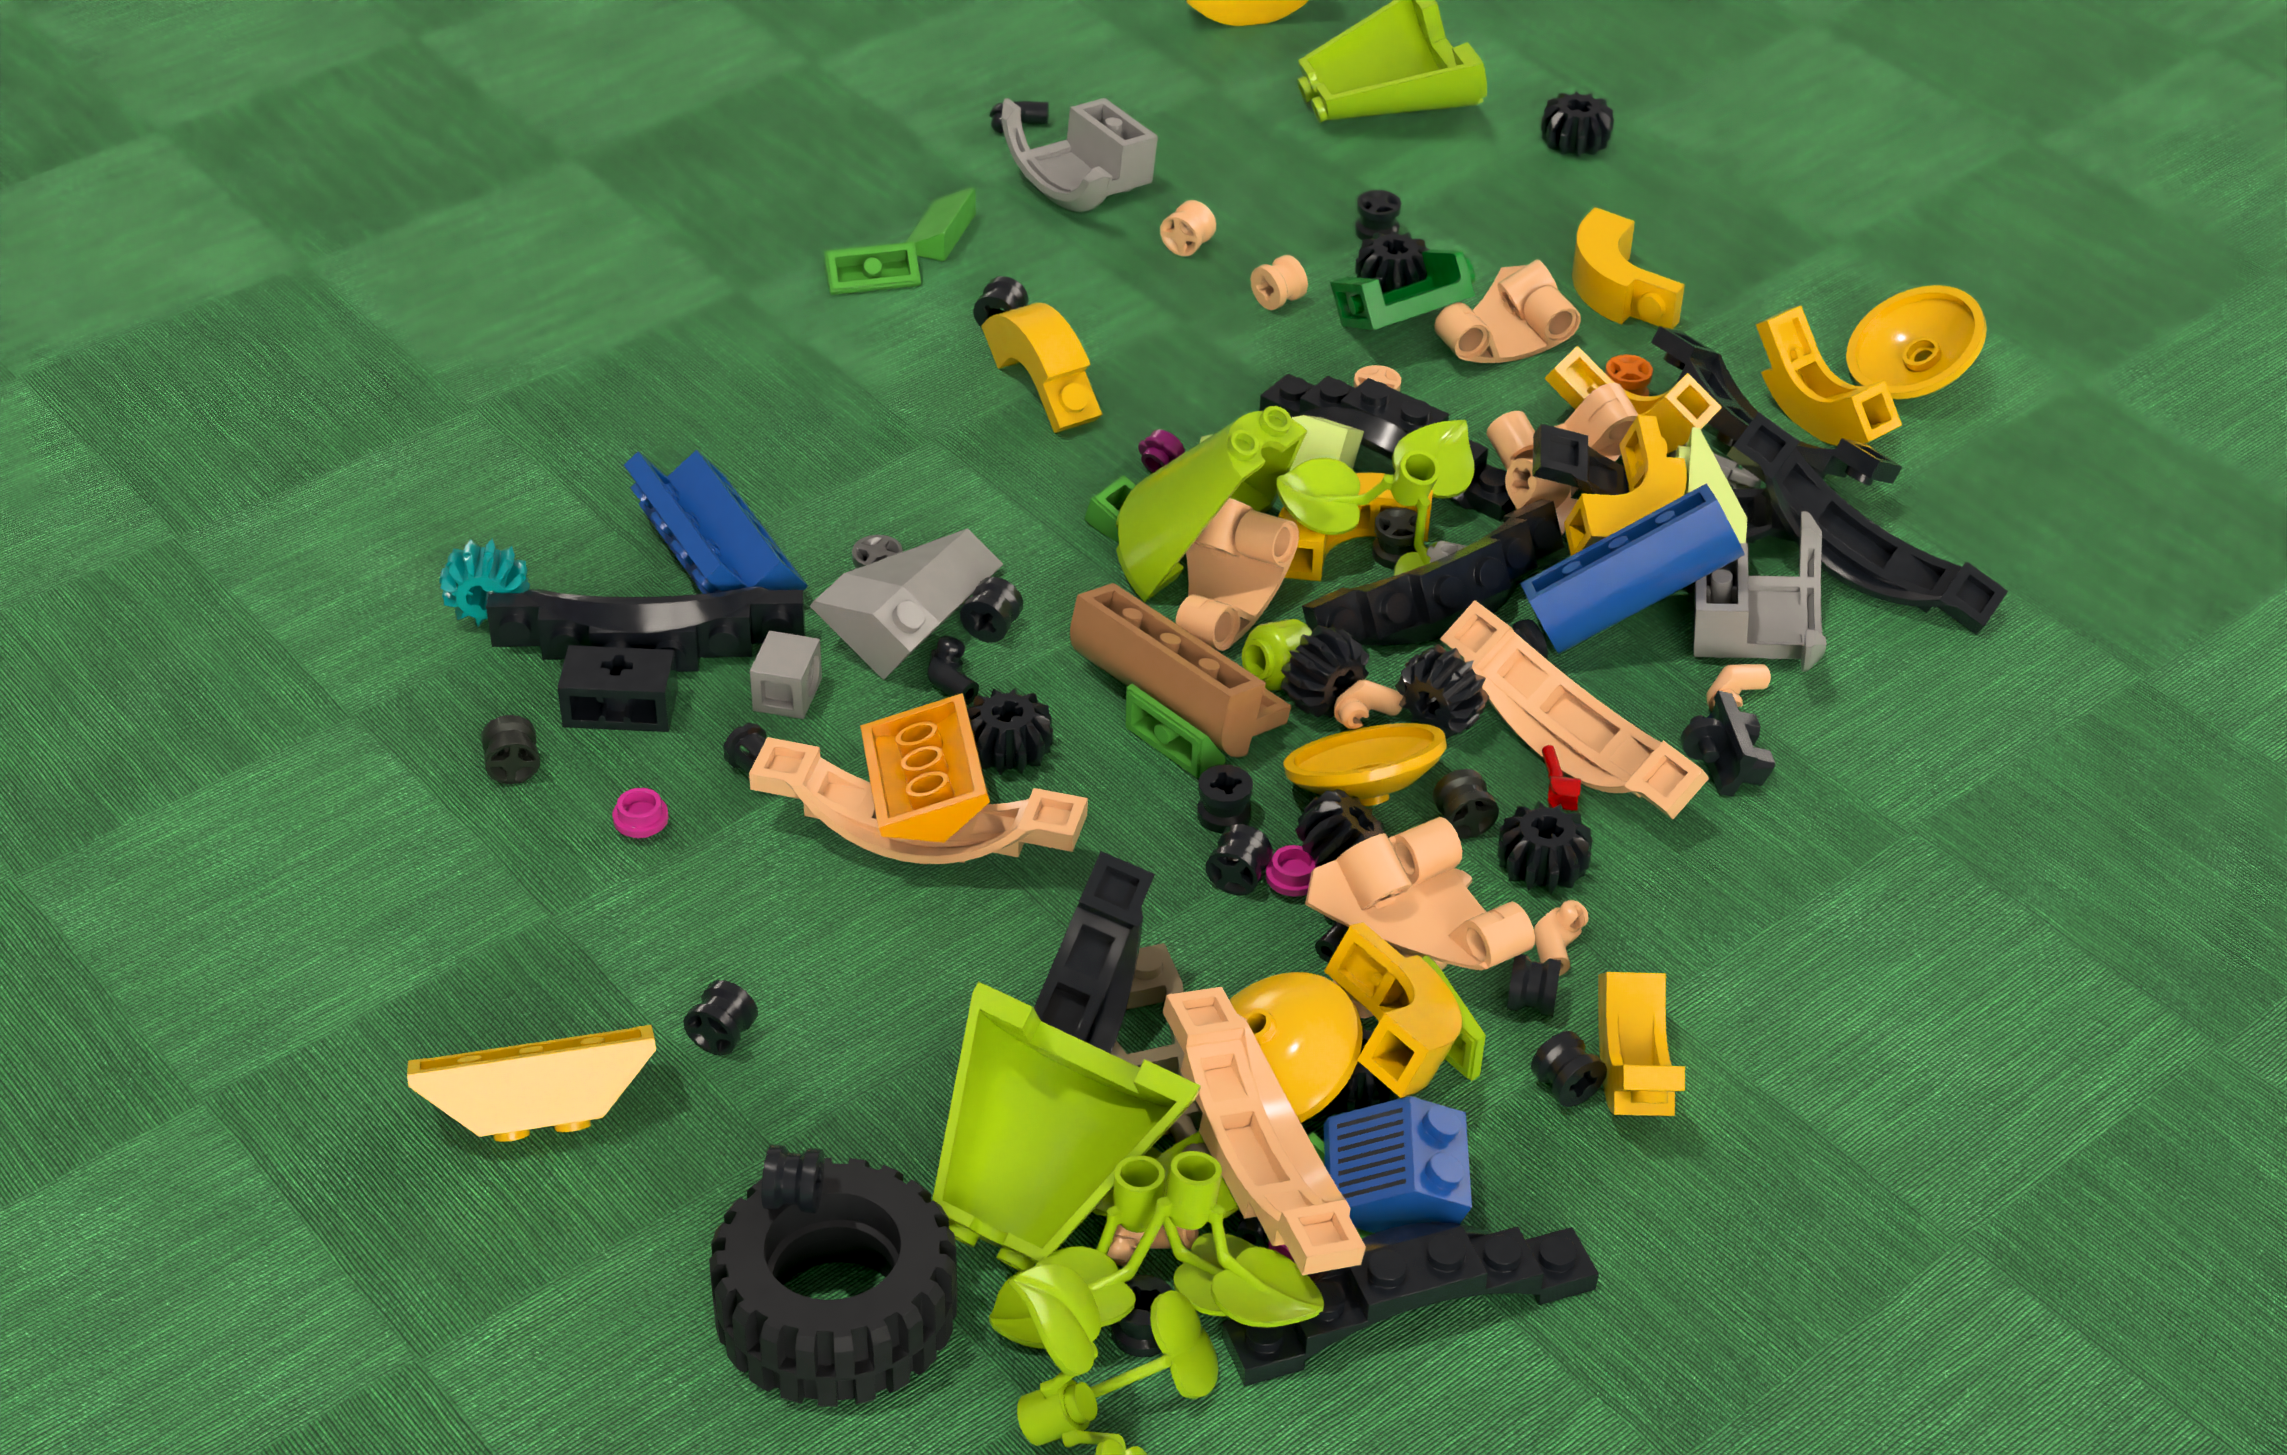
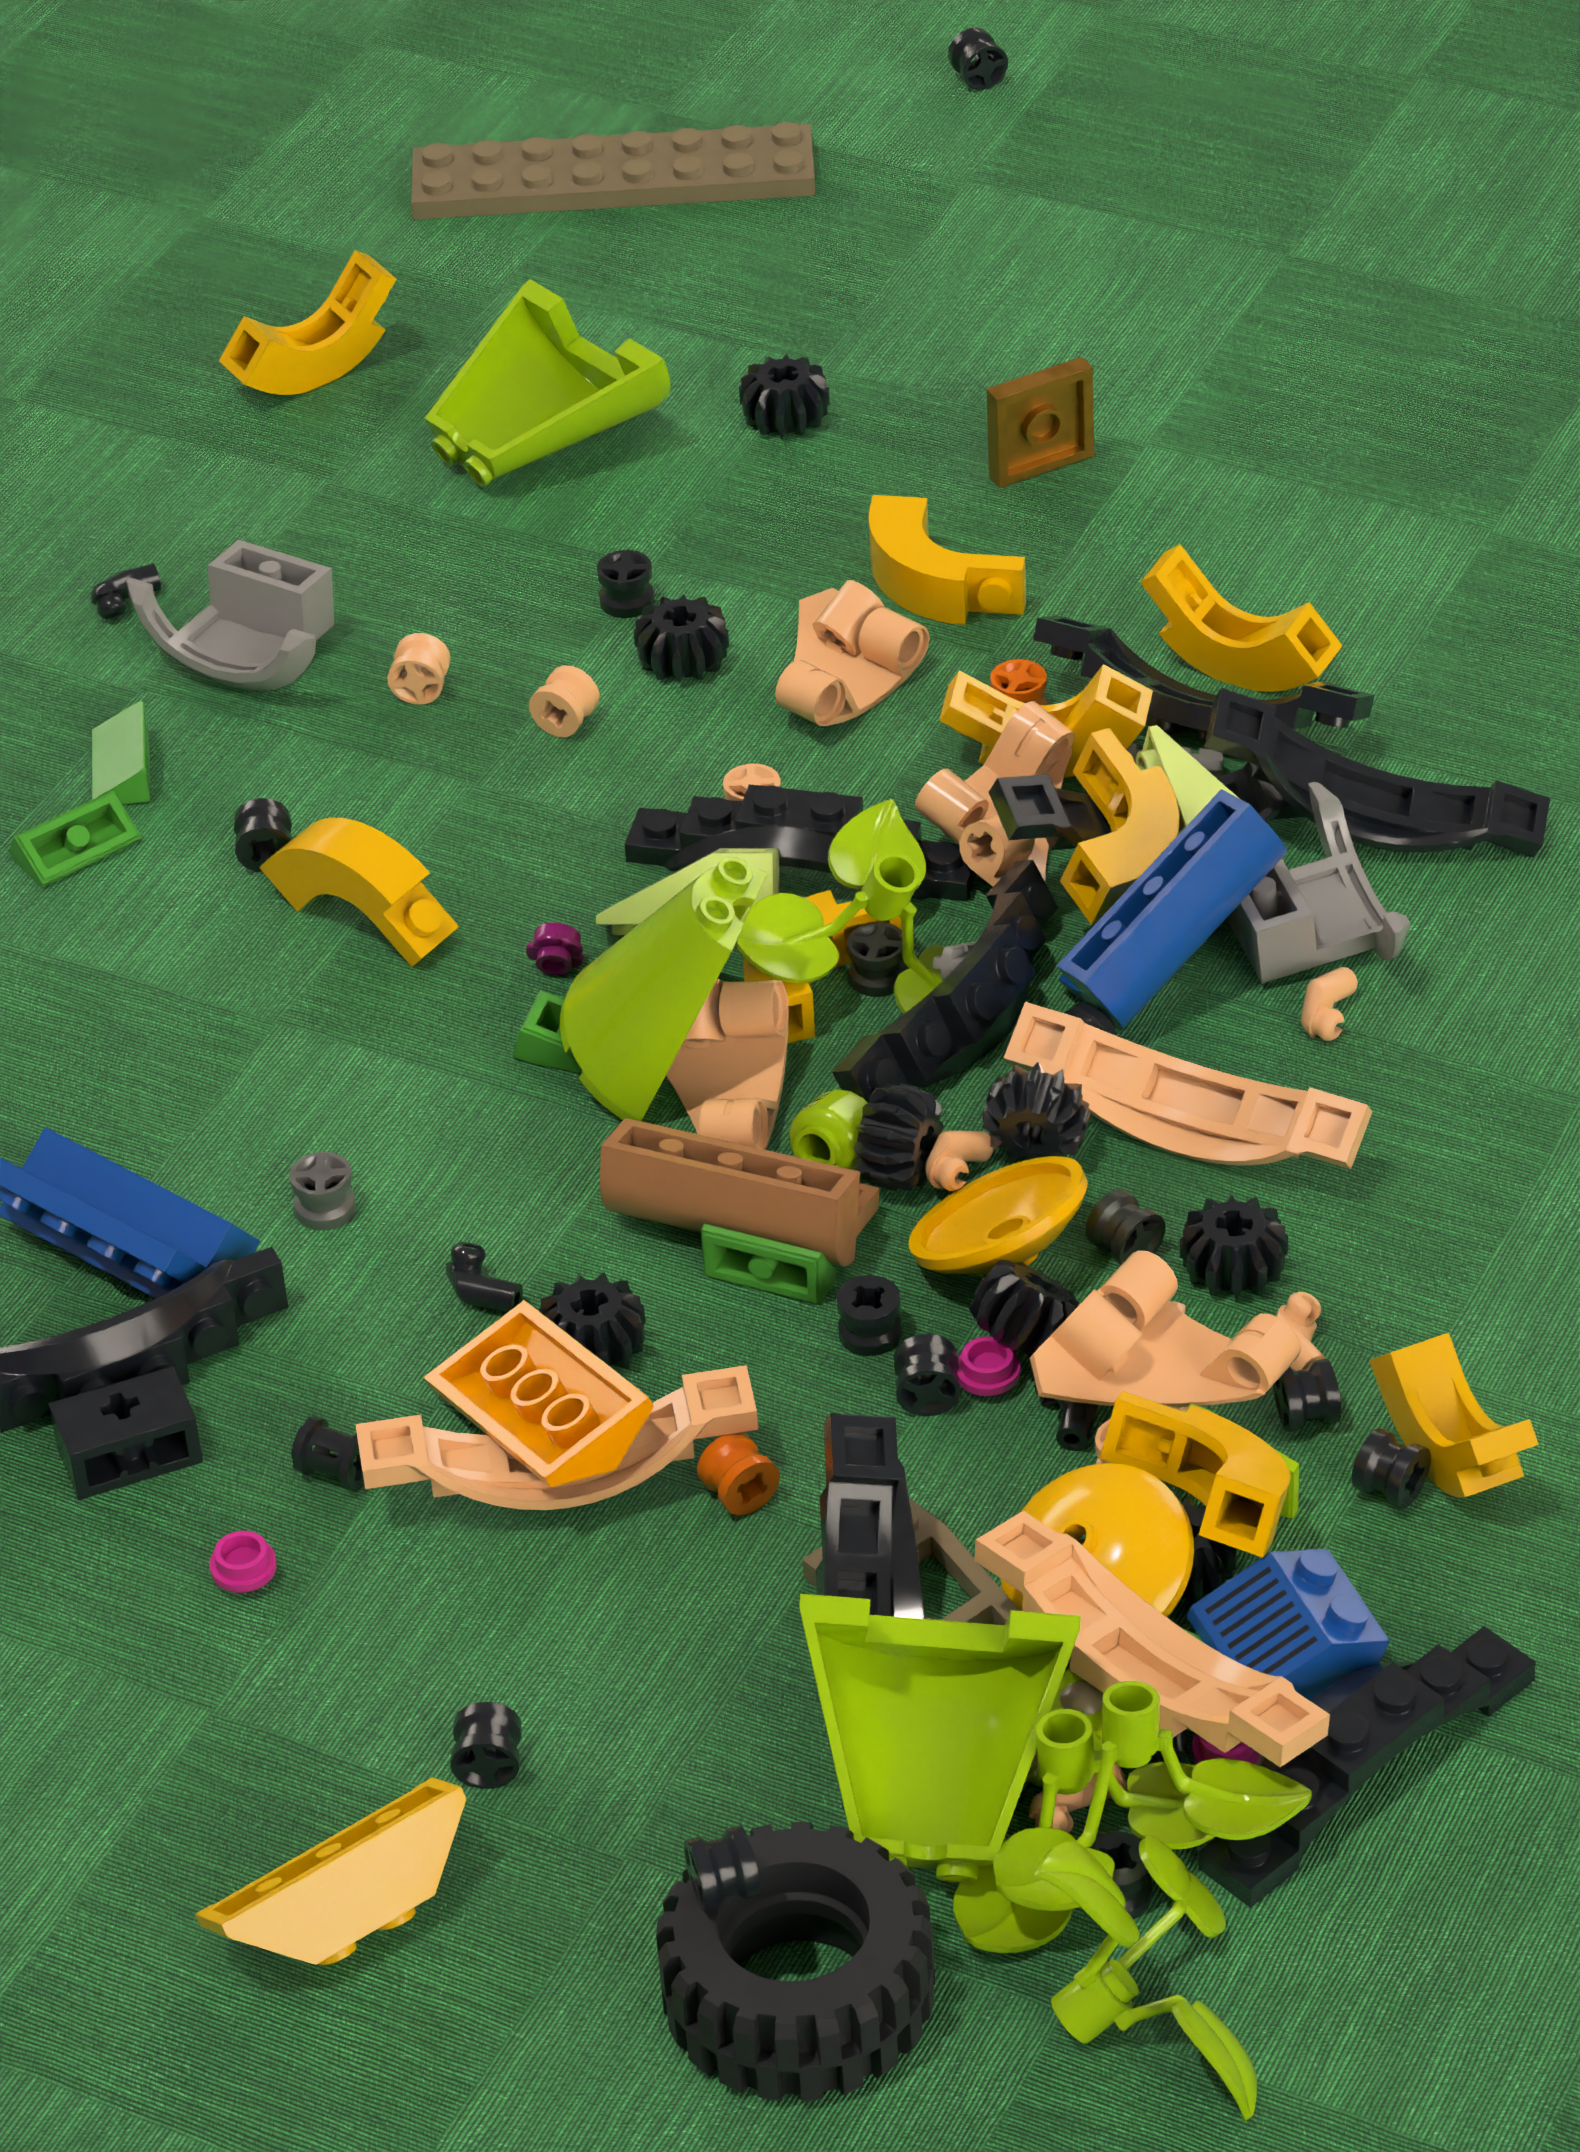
camera: 20 degrees left, 0 degrees up
(510, 749) = (50, 1544): pearl dark grey wheel -> none
(786, 674) = (305, 1350): light grey brick -> none
(903, 599) = (387, 1218): light grey wedge -> none
(991, 609) = (485, 1195): black wheel -> none
(1046, 882) = (738, 1473): none -> orange wheel
(1365, 307) = (760, 646): green panel -> none
(1561, 789) = (1210, 1180): red hand -> none
(1727, 745) = (1352, 1065): black hips -> none
(1755, 194) = (1040, 422): none -> pearl gold tile
(1917, 341) = (1296, 528): yellow dish -> none

